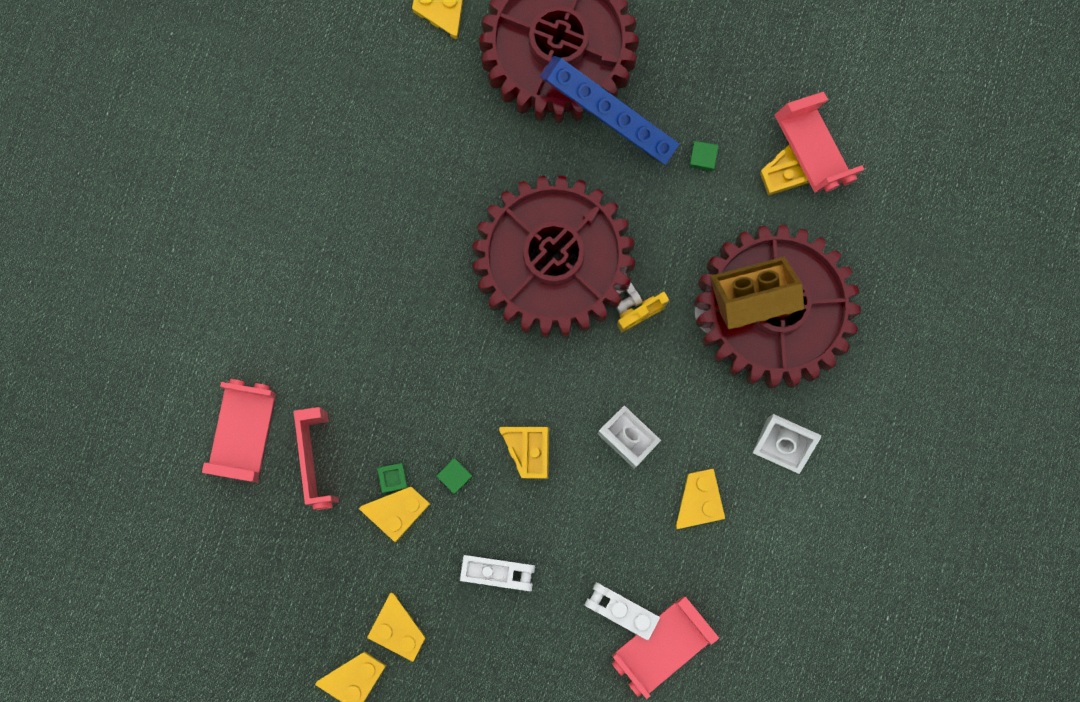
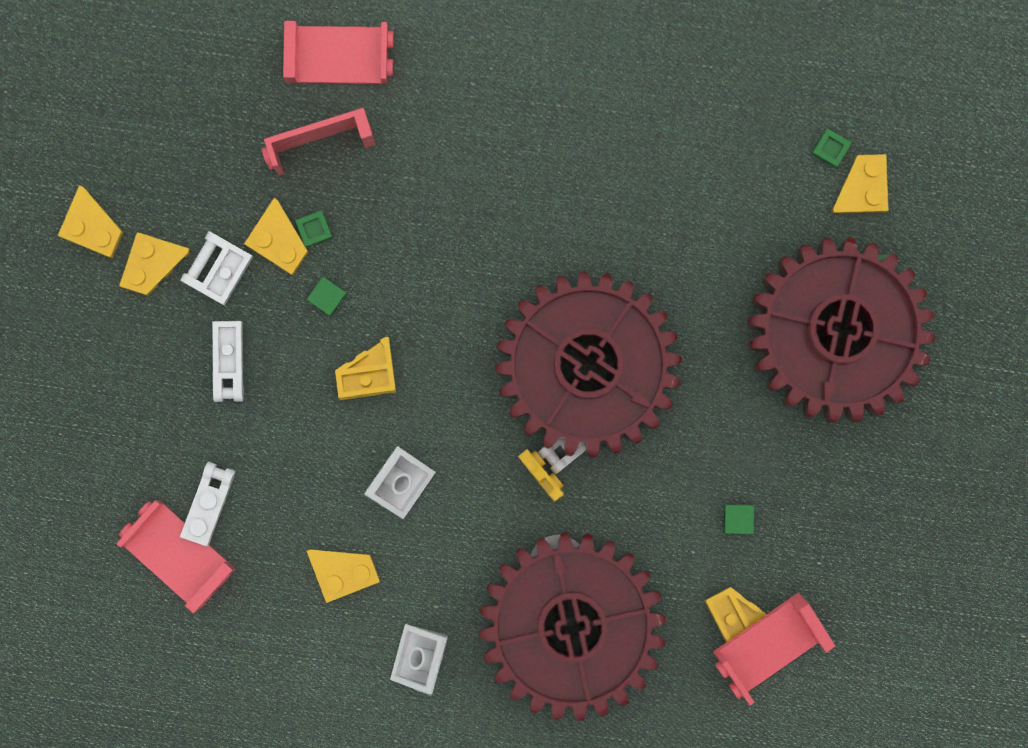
camera: 80 degrees right, 5 degrees up
(402, 29) = (831, 148): none -> green tile
(417, 563) = (224, 273): none -> white plate
(609, 109) = (764, 399): blue brick -> none
(757, 292) = (576, 598): pearl gold slope -> none

